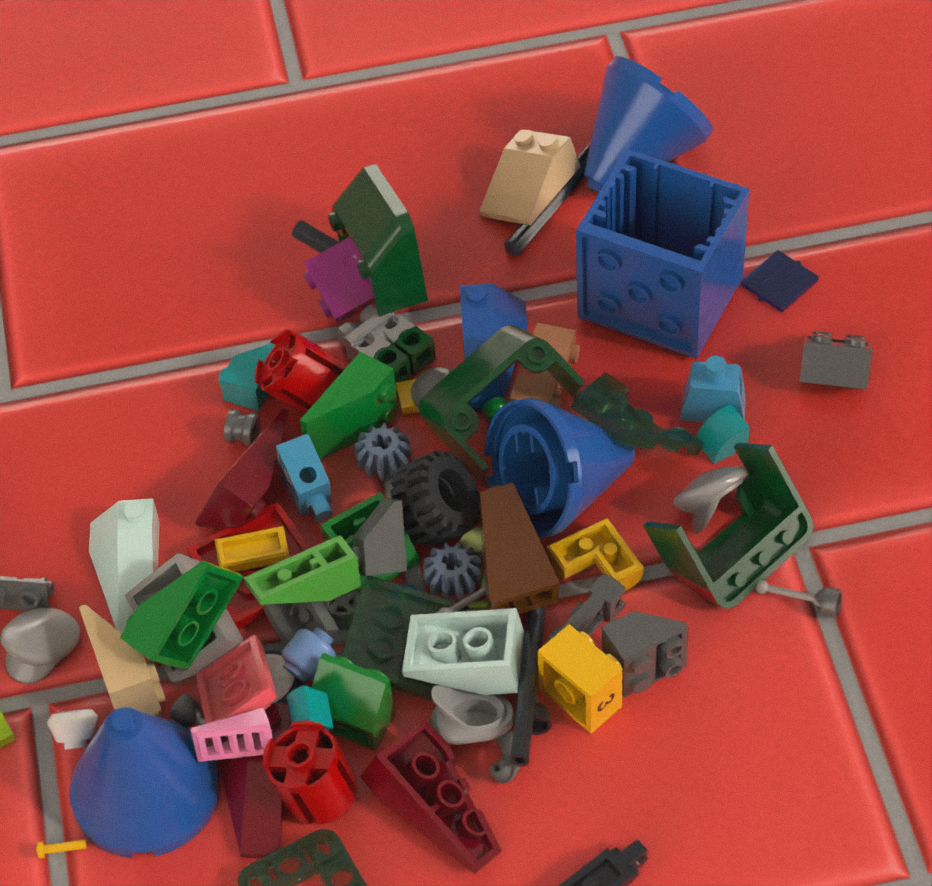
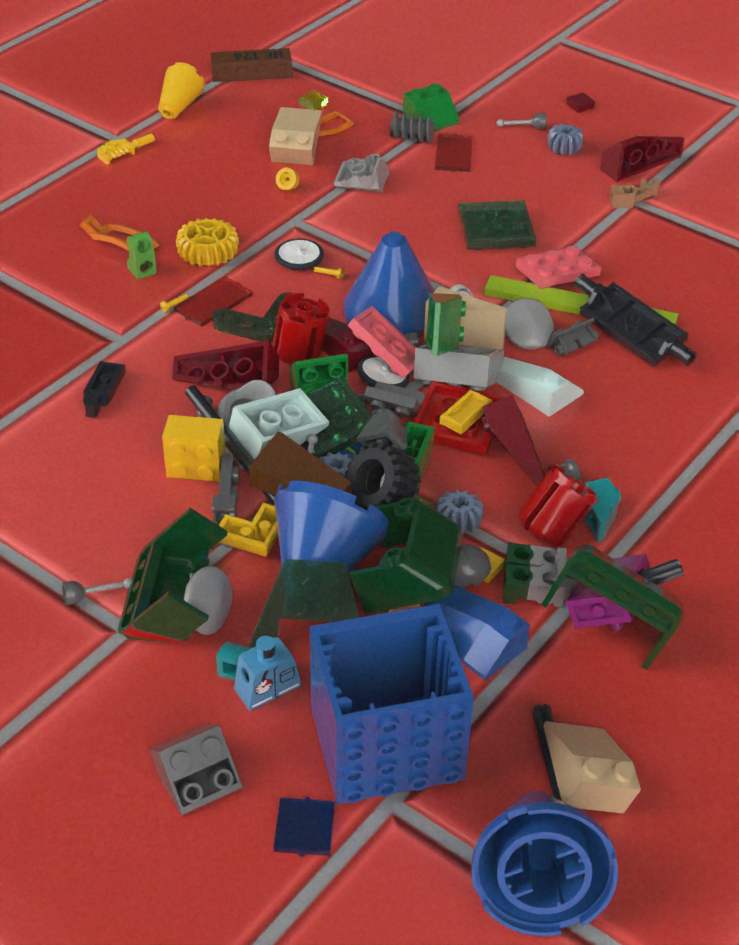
camera: 135 degrees right, 10 degrees down
(245, 746) = (349, 308): bright pink slope -> none
(304, 652) = (364, 371): medium blue head -> none
(305, 477) = (484, 461): dark azure torso -> none
(308, 576) = (404, 382): bright green slope -> none
(311, 705) = (329, 340): teal brick -> none
(353, 402) = (505, 511): green slope -> none
(645, 648) = (168, 481): dark grey slope -> none

